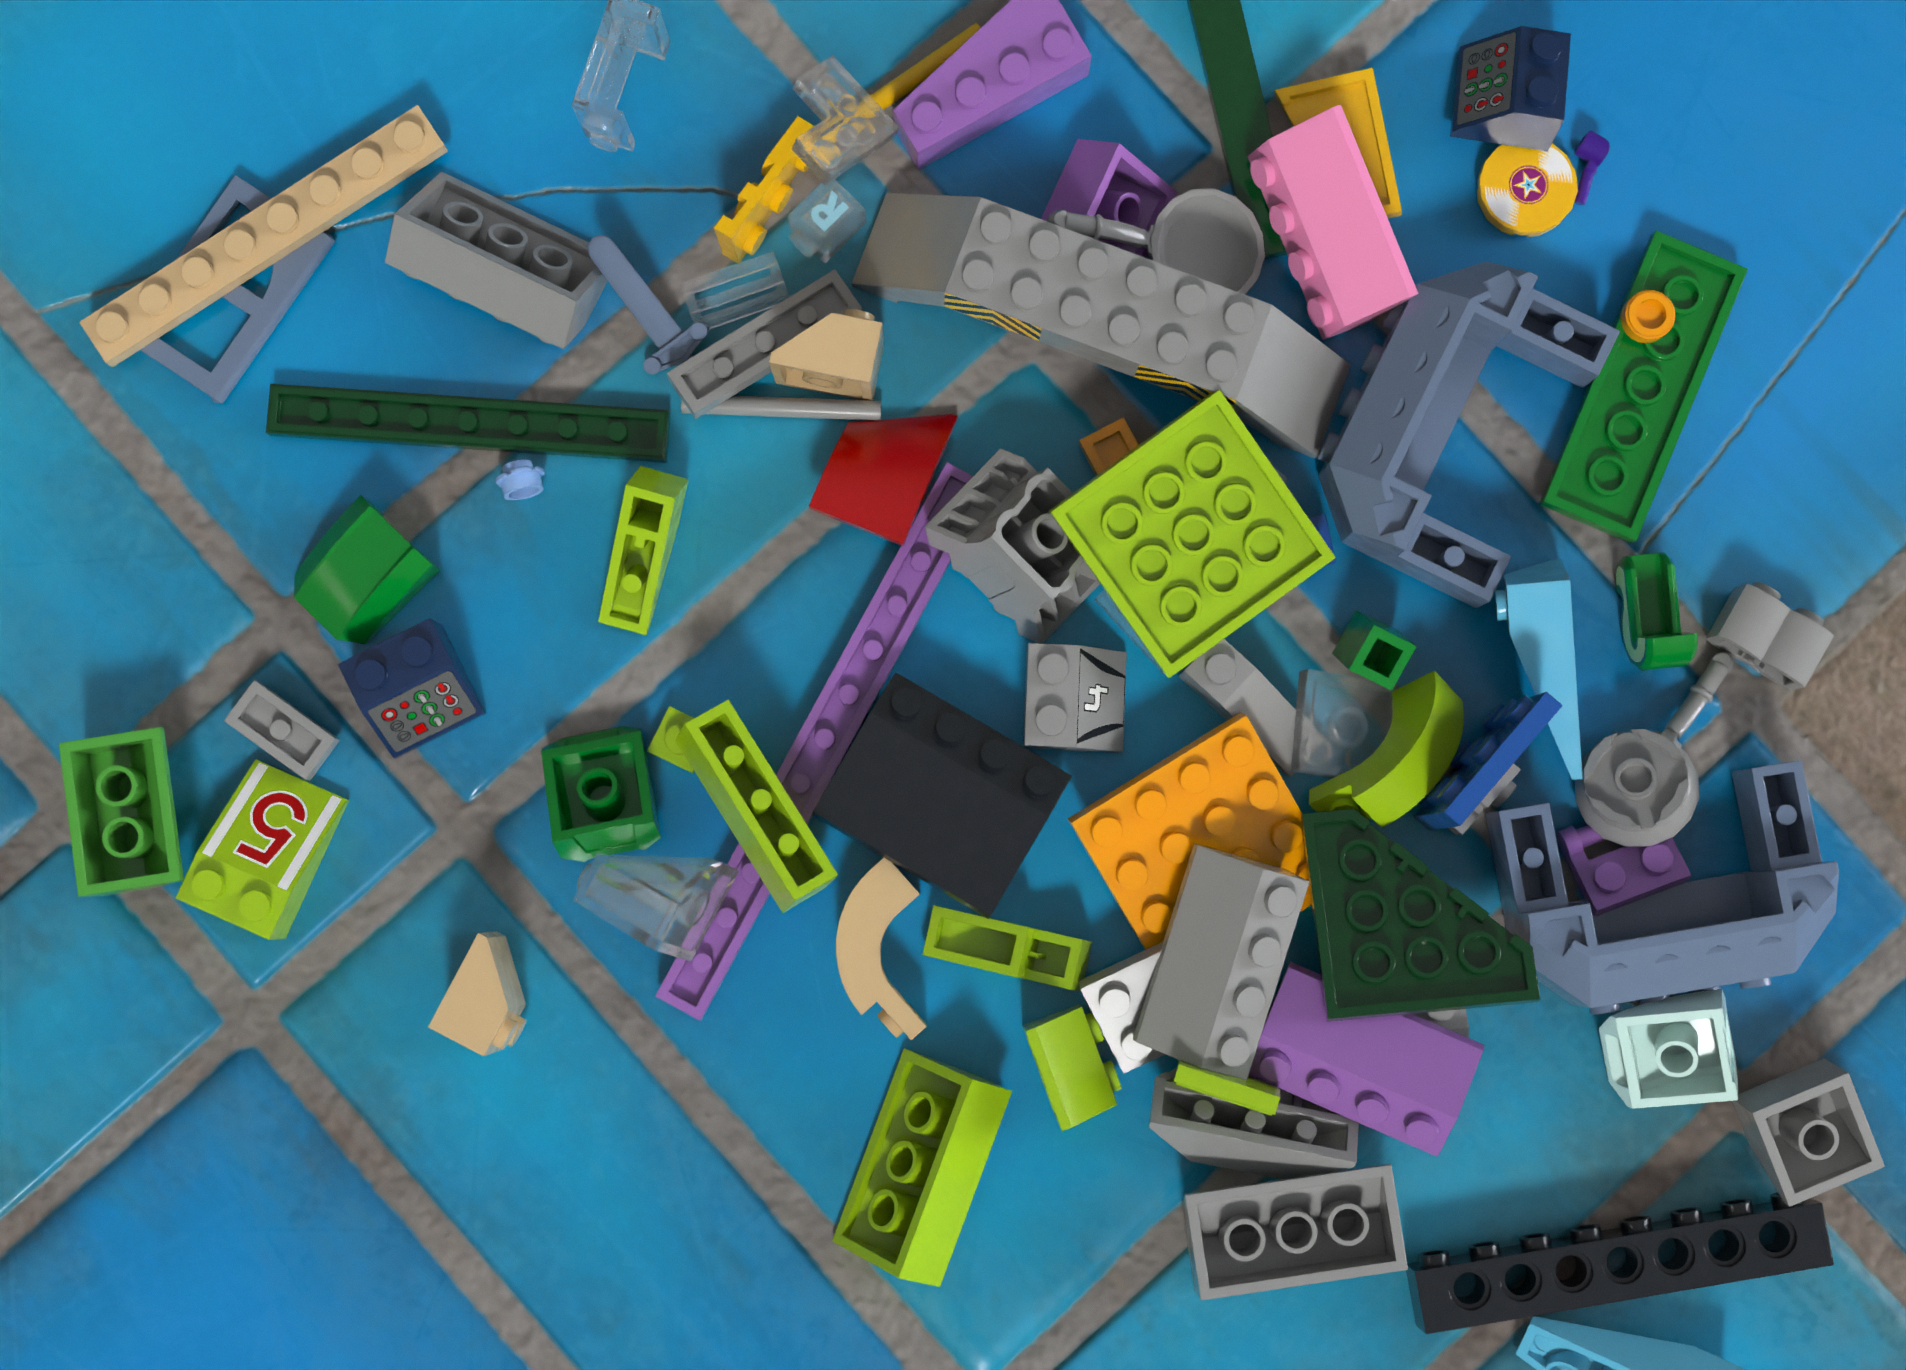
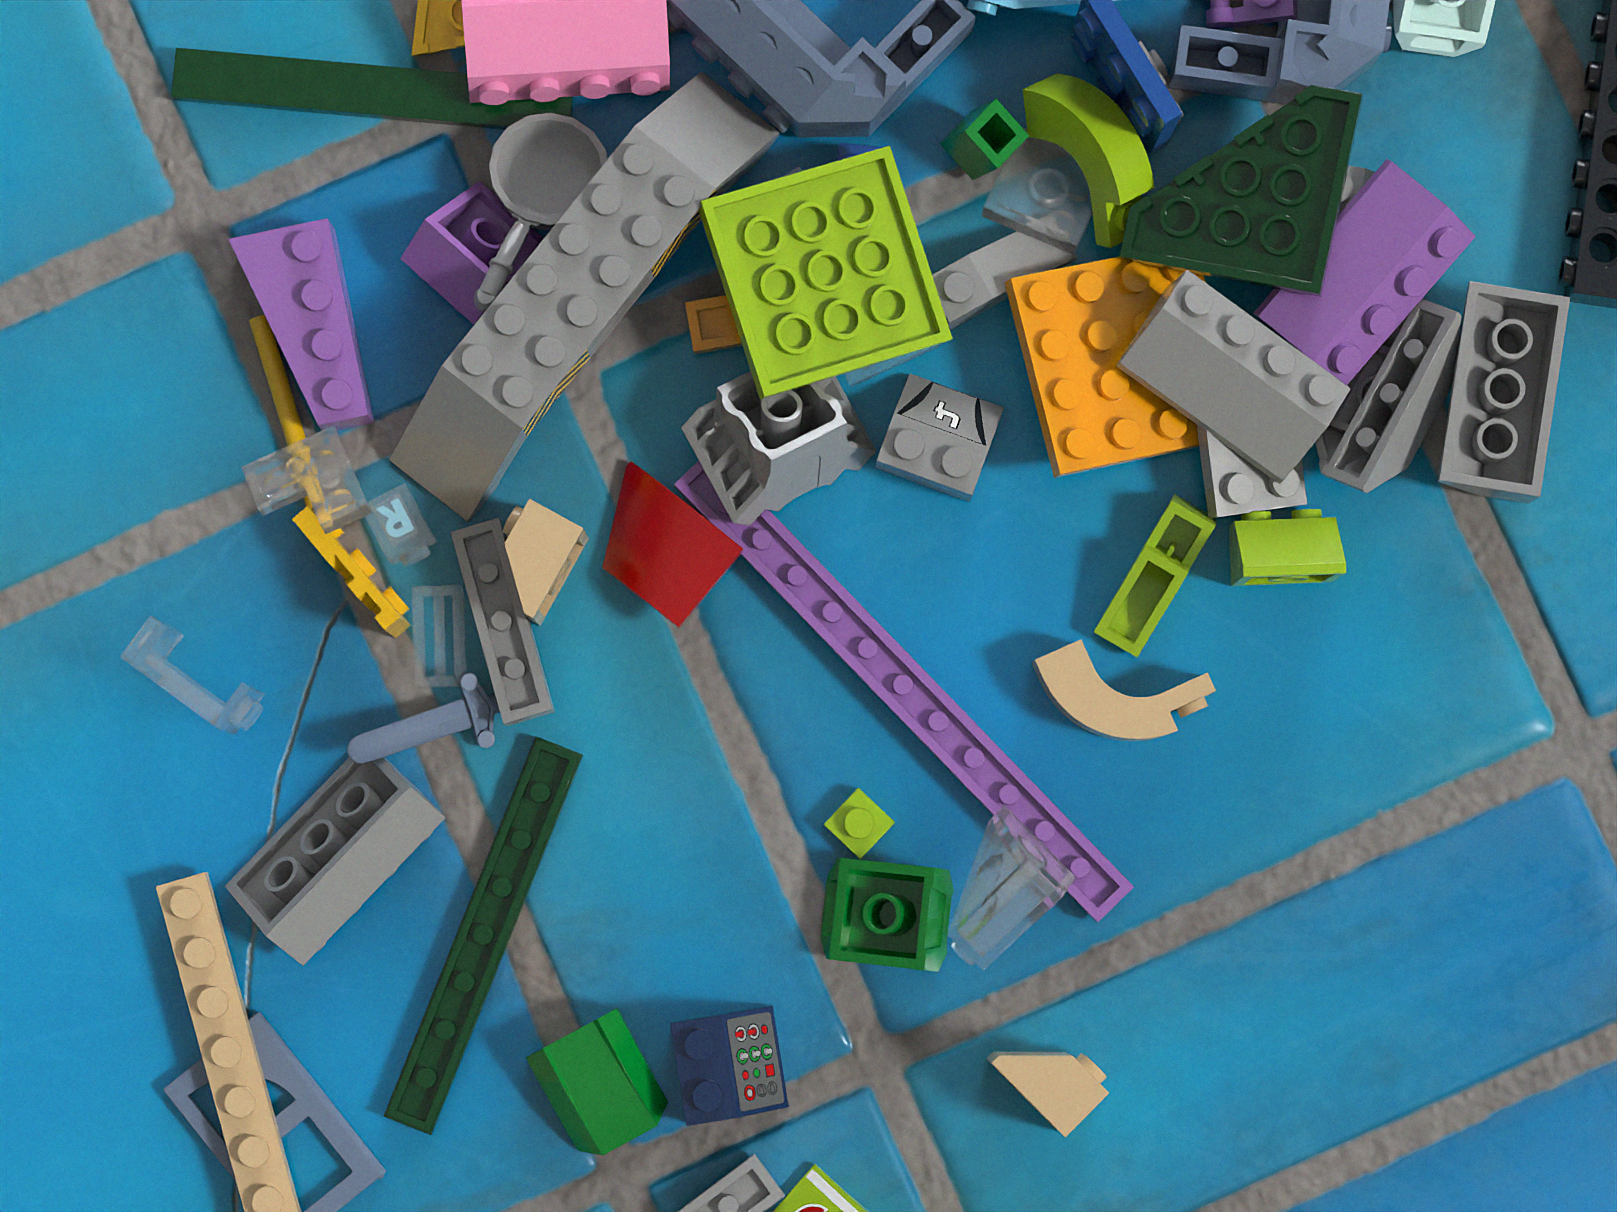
camera: 70 degrees left, 0 degrees up
(520, 480) = (557, 900): light blue plate -> none
(642, 548) = (664, 802): lime slope -> none
(755, 806) = (951, 766): lime brick -> none
(796, 408) = (573, 610): light grey bar -> none
(921, 1168) = (1336, 721): lime slope -> none
(941, 795) = (994, 588): black slope -> none
(1235, 1090) = (1360, 397): lime tile -> none

